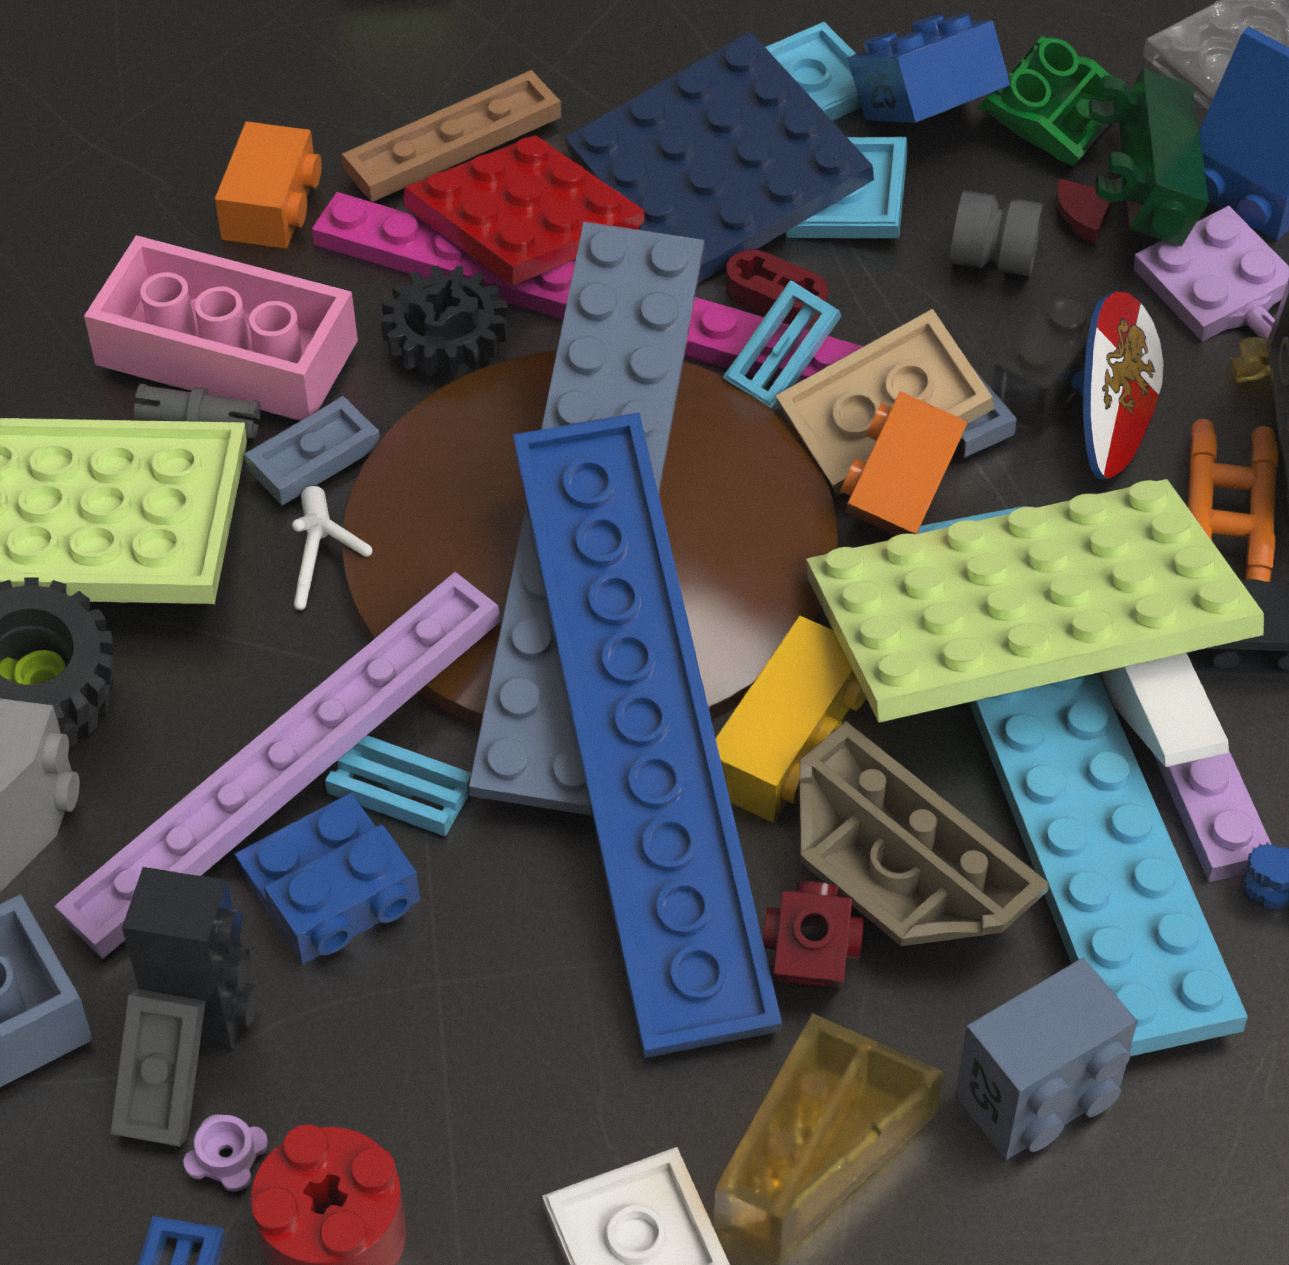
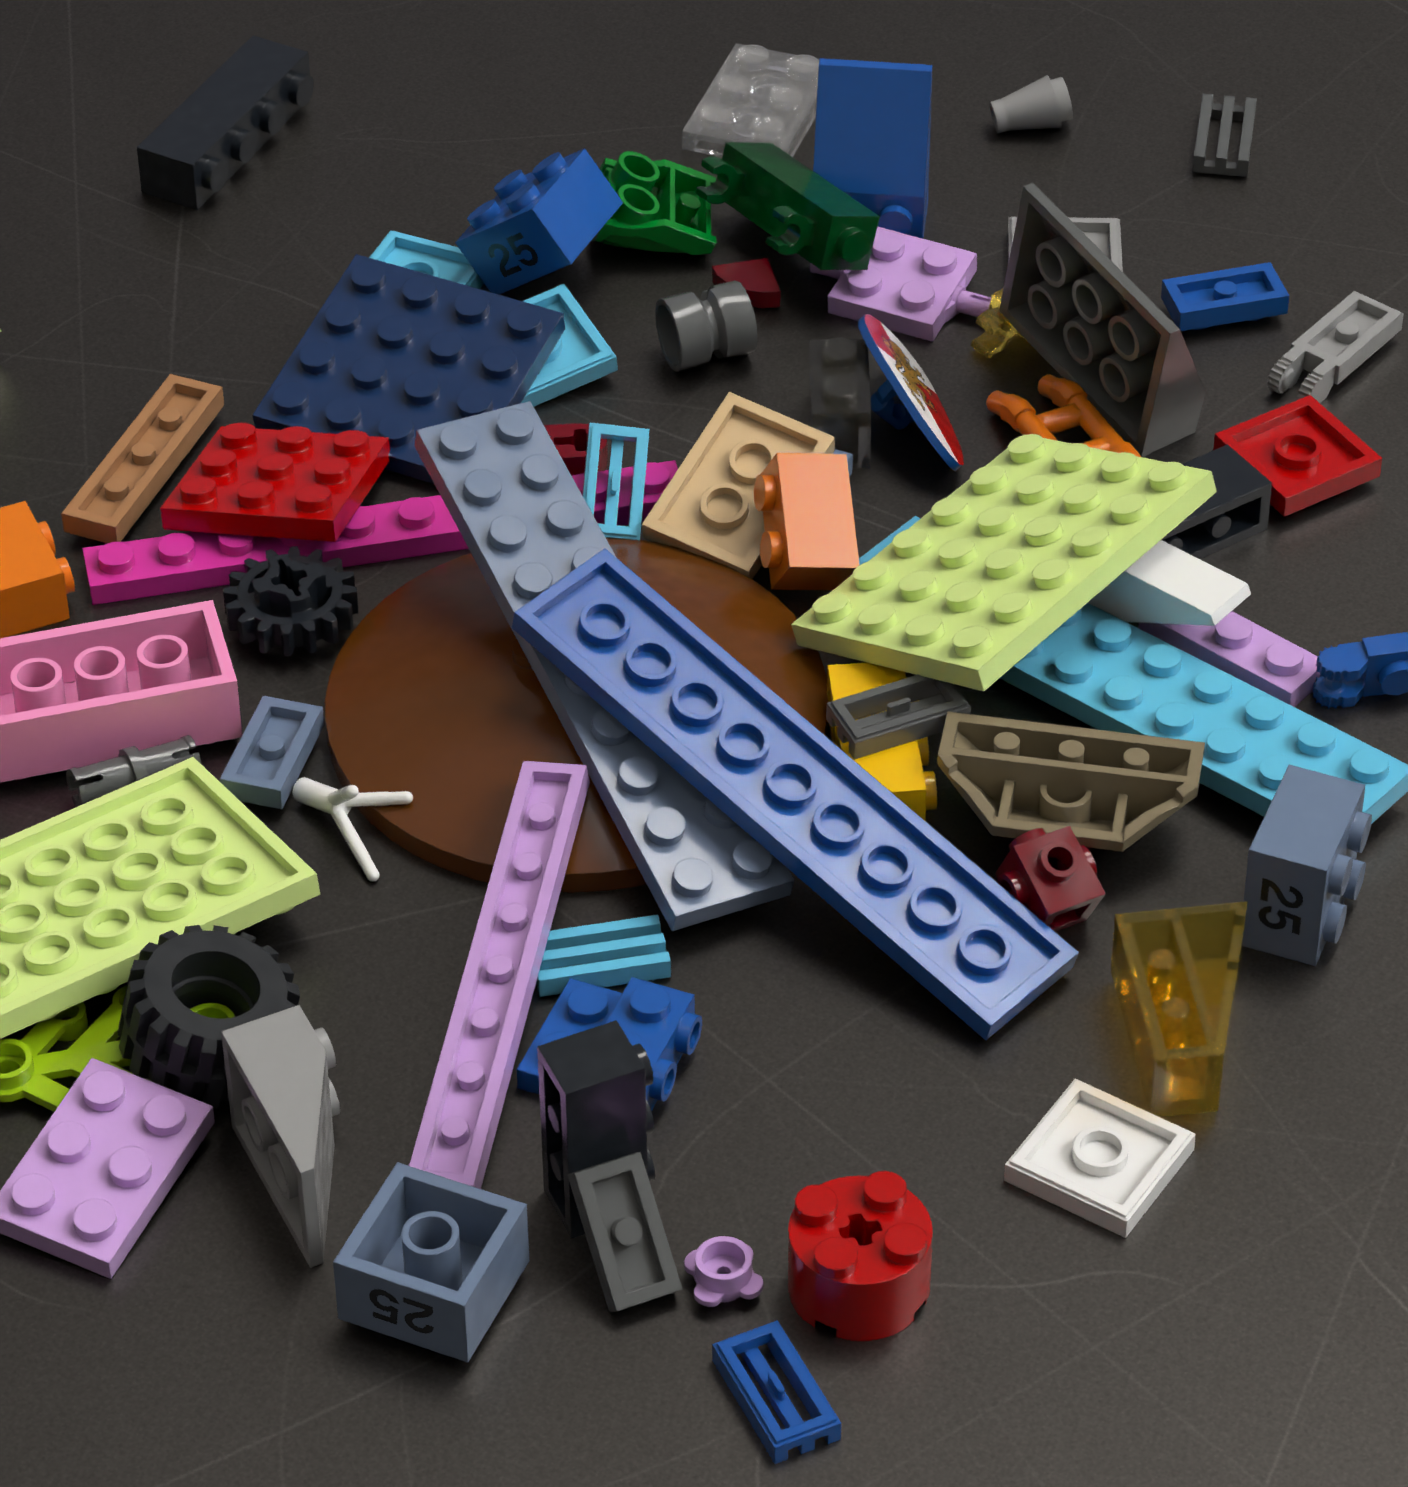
camera: 35 degrees left, 10 degrees down
(809, 705) = (901, 721): none -> dark grey tile

